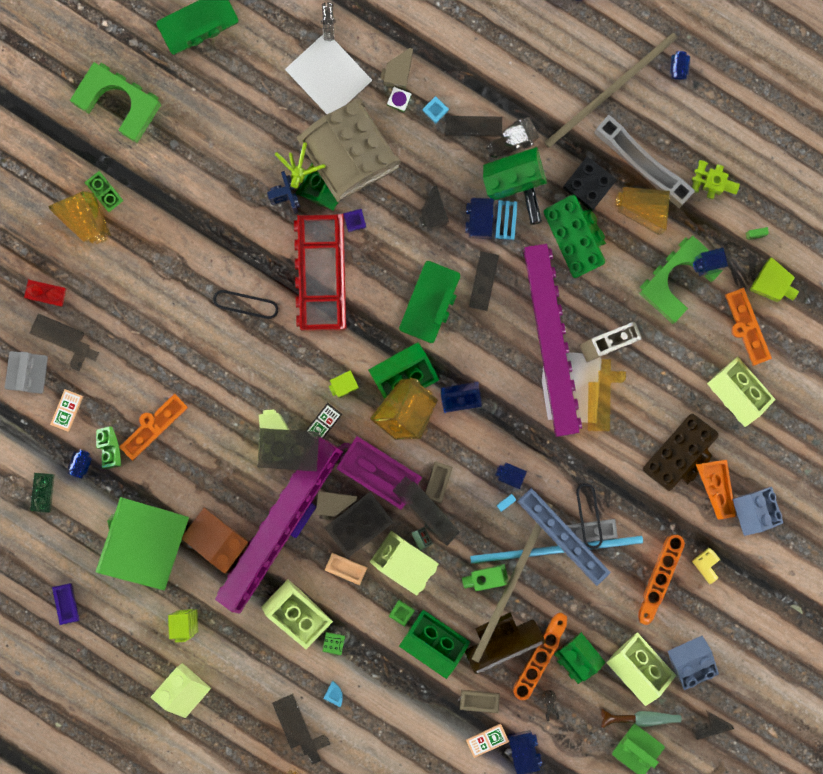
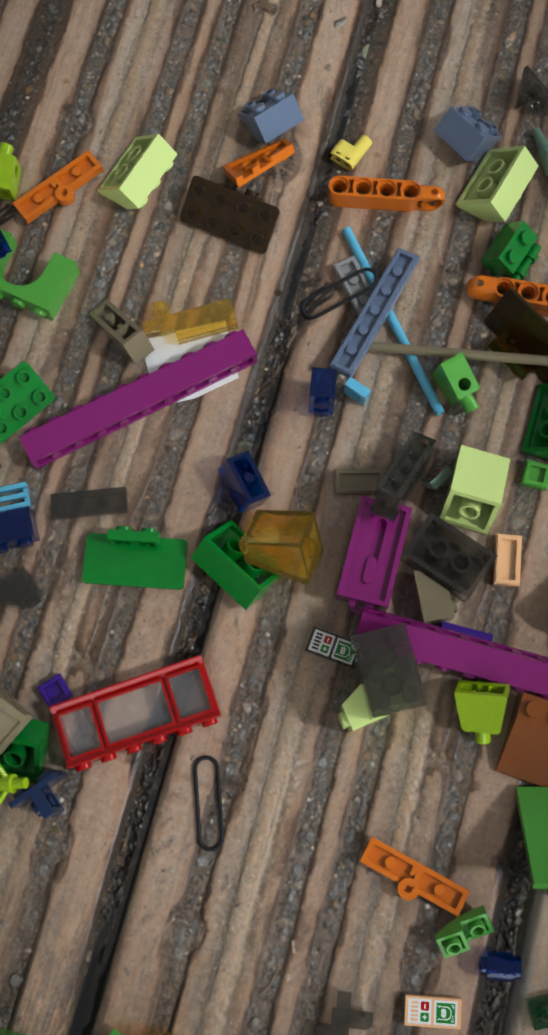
camera: 105 degrees left, 10 degrees down
(247, 510) = (481, 707): none -> lime torso
(343, 384) = (275, 635): lime brick -> none

